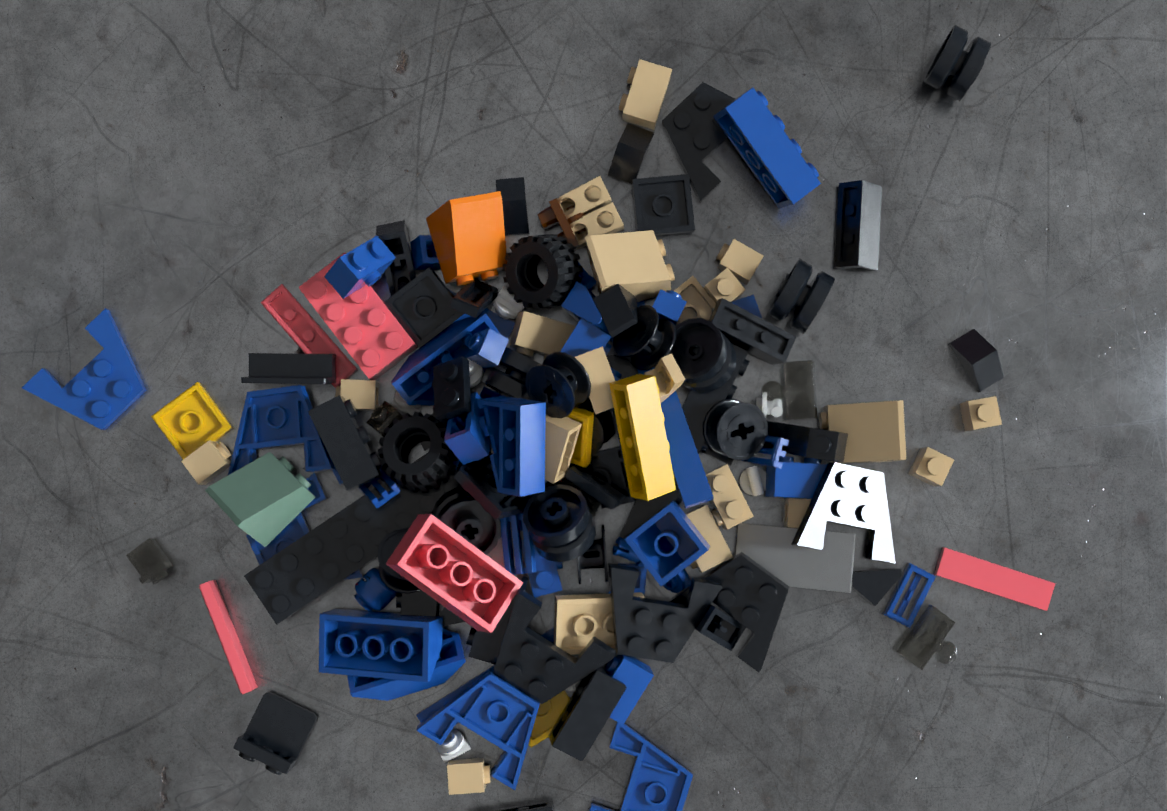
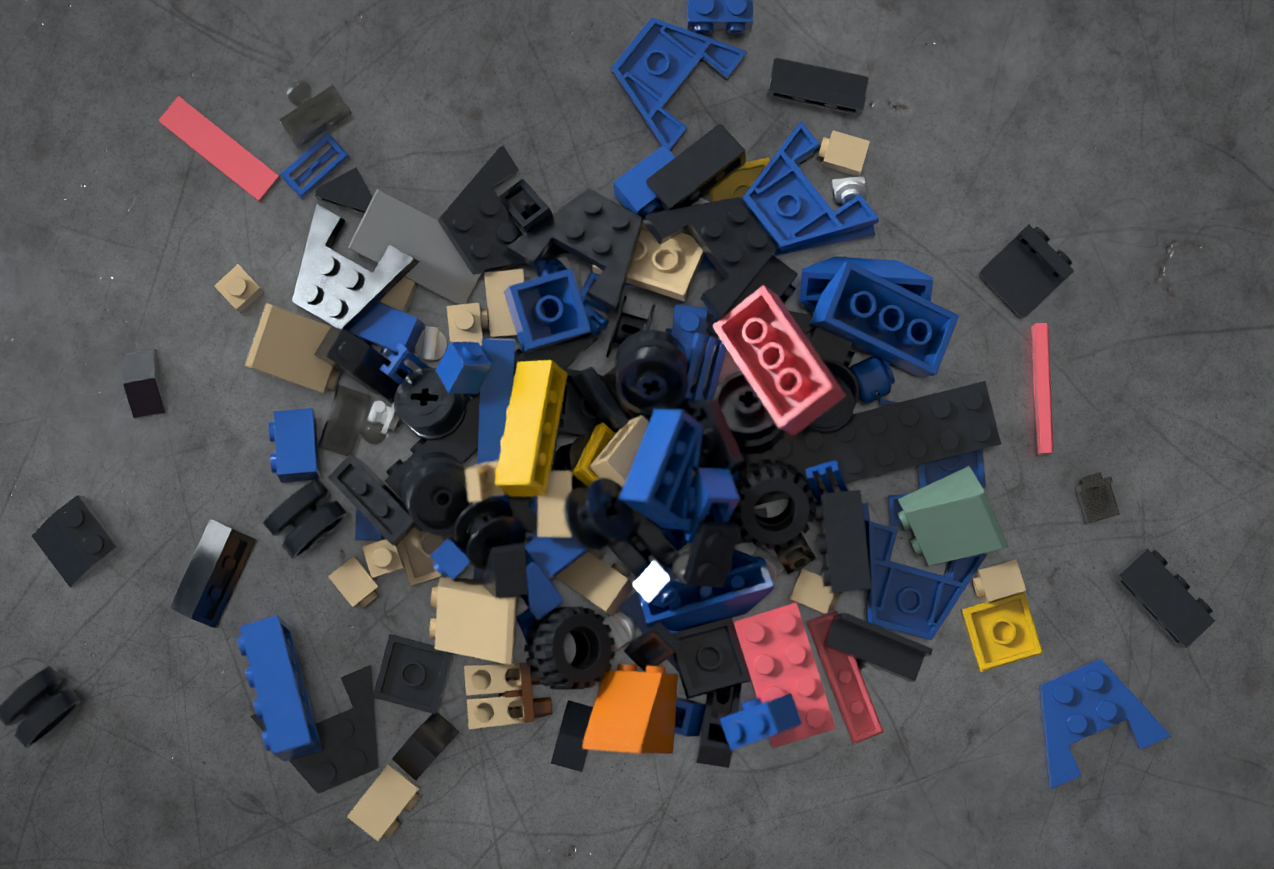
camera: 160 degrees left, 0 degrees up
(63, 500) = (1165, 597): none -> black brick
(719, 467) = (463, 367): none -> blue brick
(833, 354) = (295, 445): none -> blue brick
(979, 212) = (76, 540): none -> black slope
(980, 413) = (164, 324): tan brick -> none

